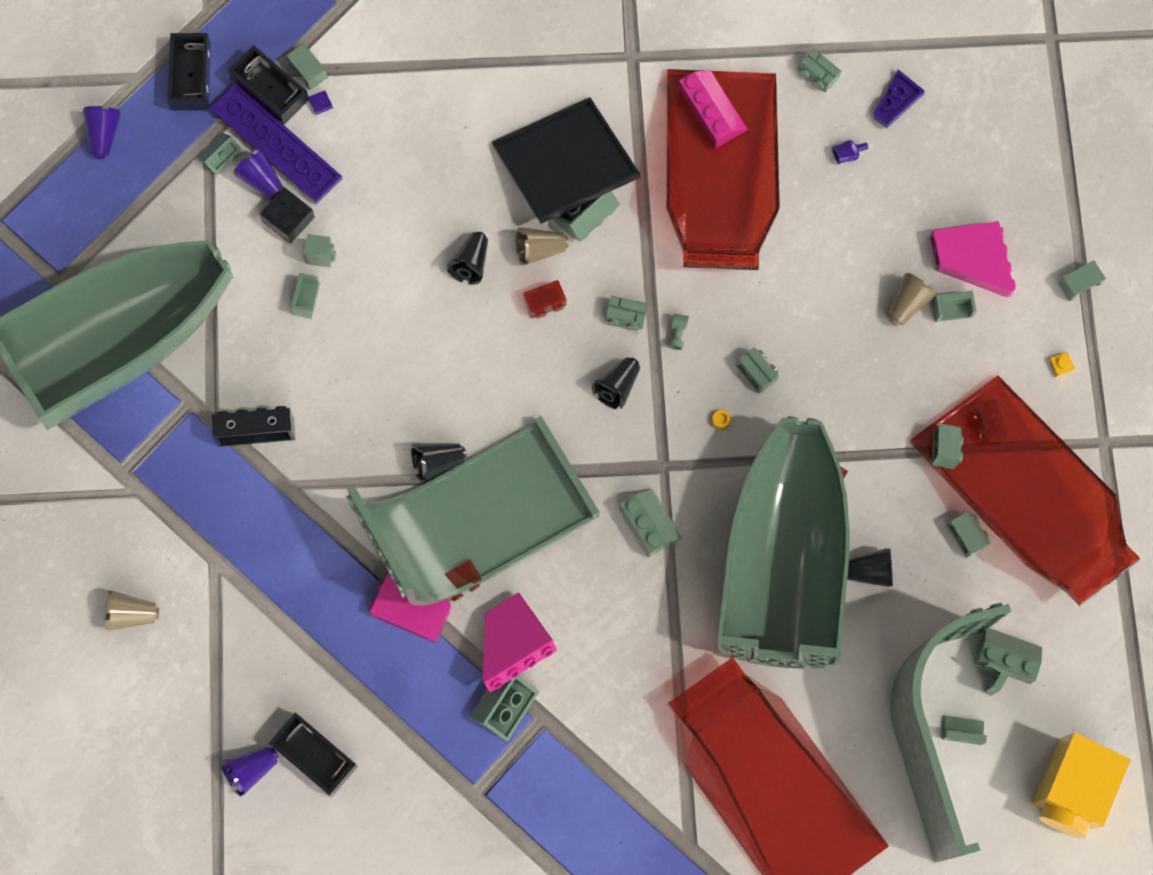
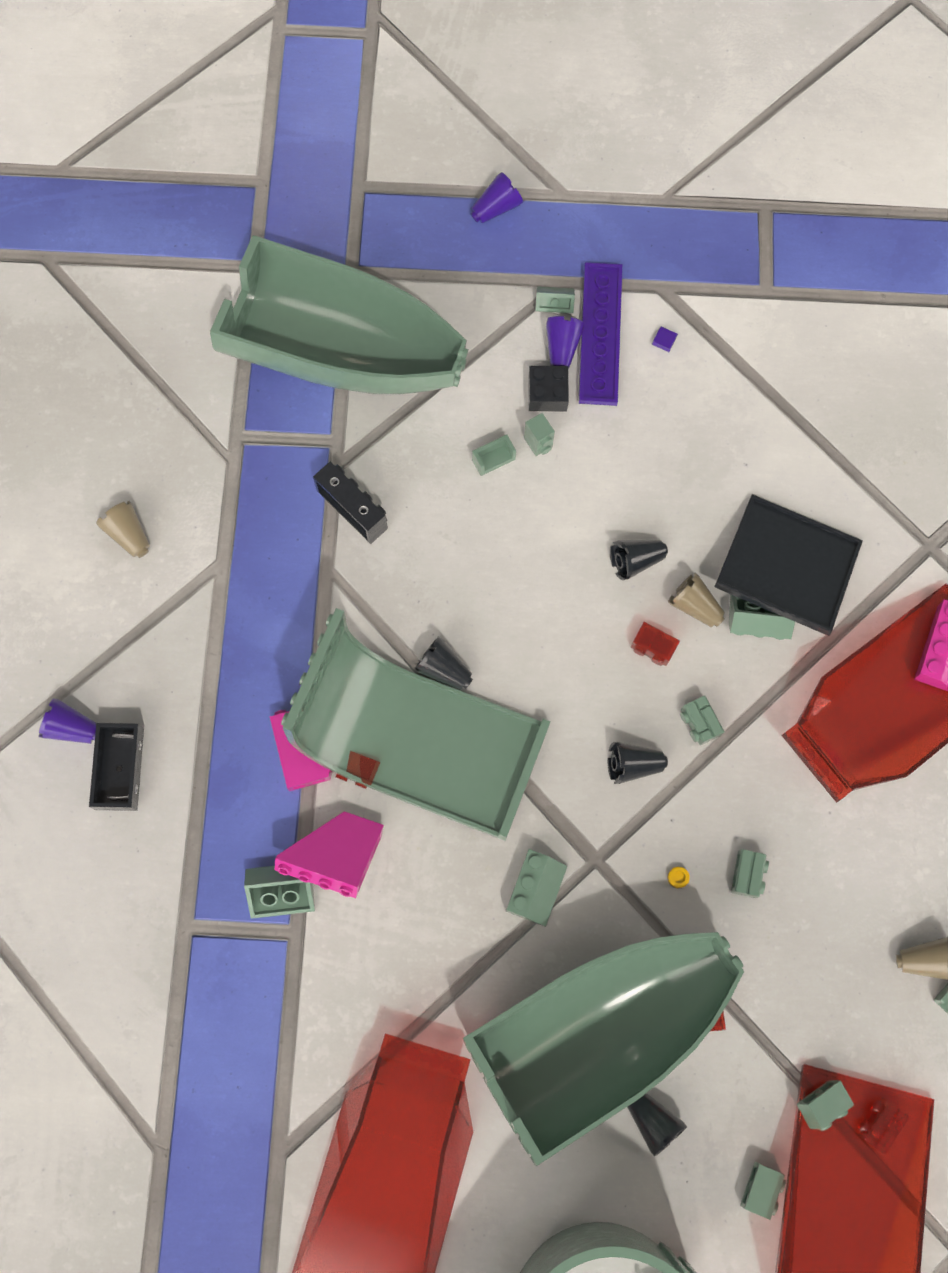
camera: 55 degrees right, 0 degrees up
(189, 56) = (612, 212): black piece -> none
(257, 73) = (642, 274): black piece -> none
(307, 66) = (684, 304): sand green panel -> none
(678, 325) = (729, 773): sand green leg -> none

